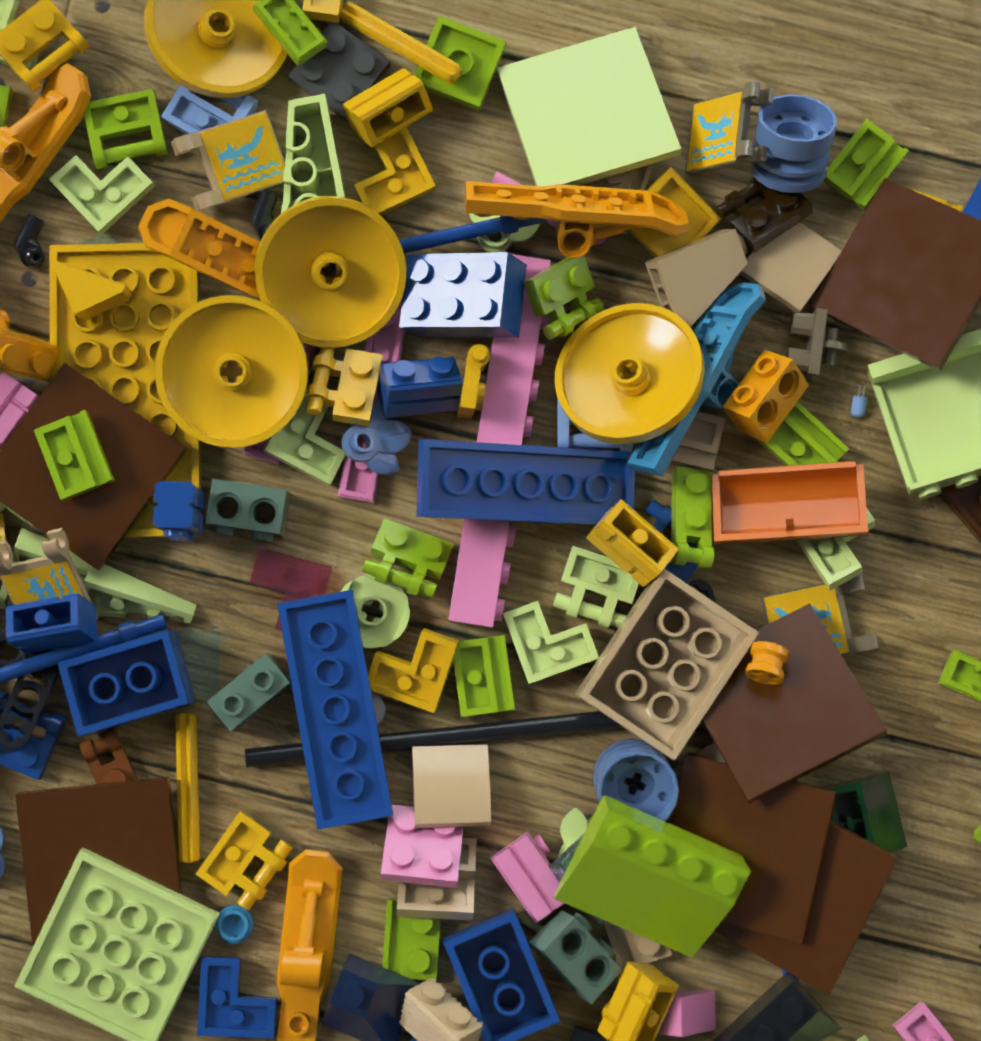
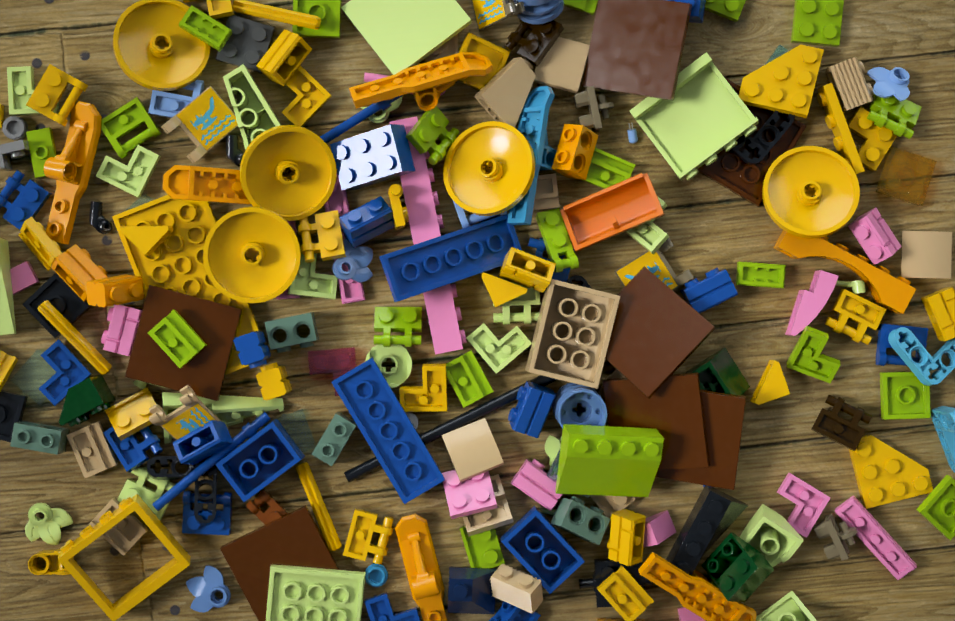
camera: 15 degrees left, 5 degrees up
(192, 571) = (273, 381): none -> yellow brick
(562, 756) = (531, 409): none -> blue brick
(582, 560) = (501, 290): none -> yellow slope
(767, 663) = (631, 312): light orange wheel -> none
(896, 678) = (709, 291): none -> blue brick
(941, 855) = (771, 385): none -> yellow slope

